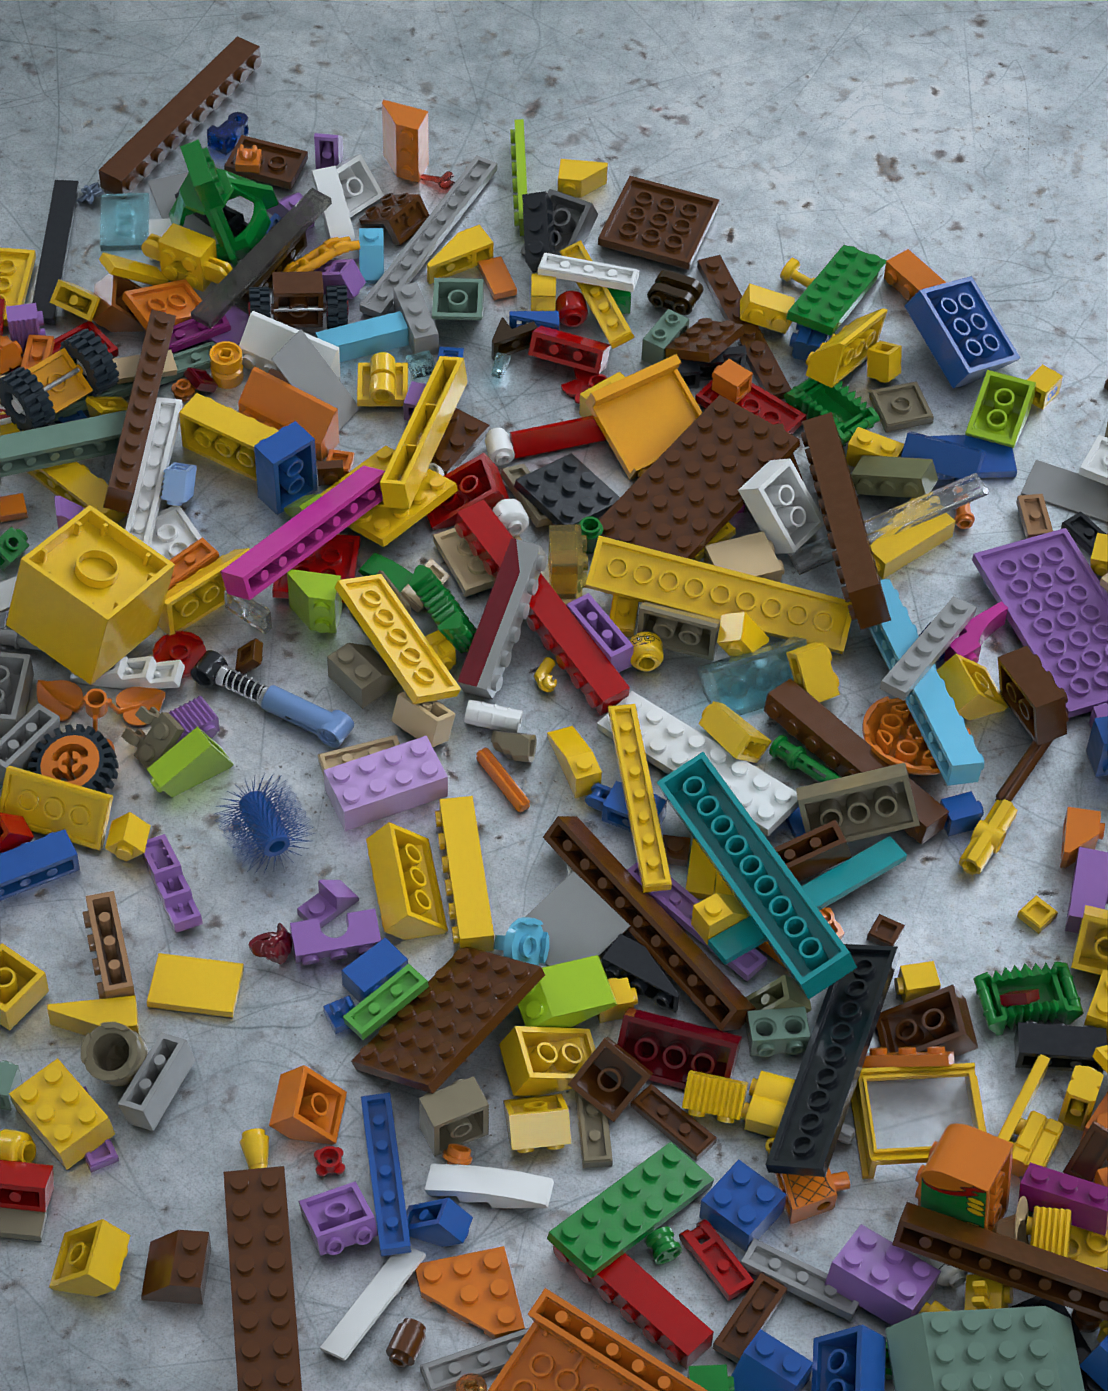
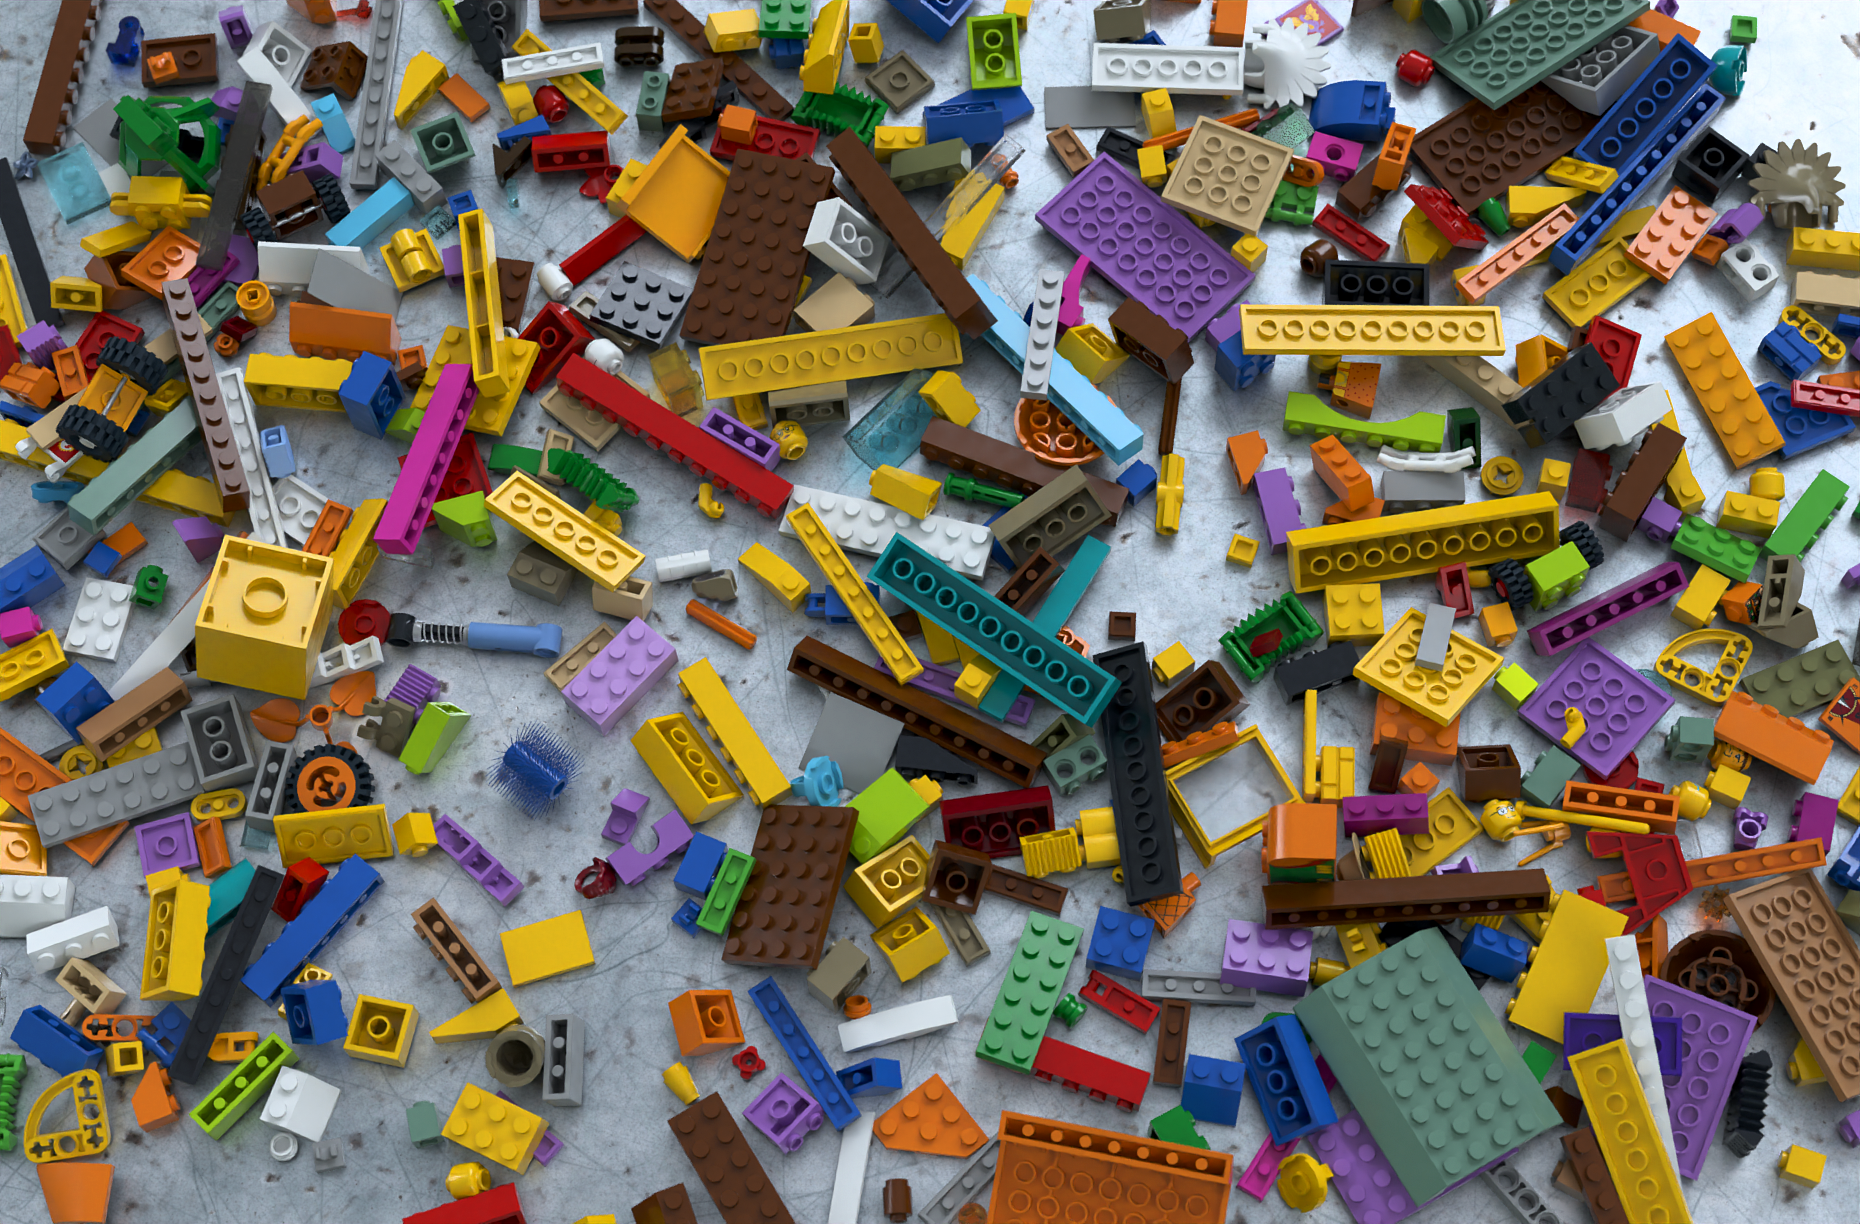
camera: 20 degrees left, 15 degrees up
(249, 656) = (431, 601): reddish brown plate -> none
(502, 619) = (649, 467): brick -> none
(592, 529) = (683, 337): green cone -> none
(740, 634) = (869, 391): yellow slope -> none
(1080, 1097) = (1357, 715): yellow brick -> none

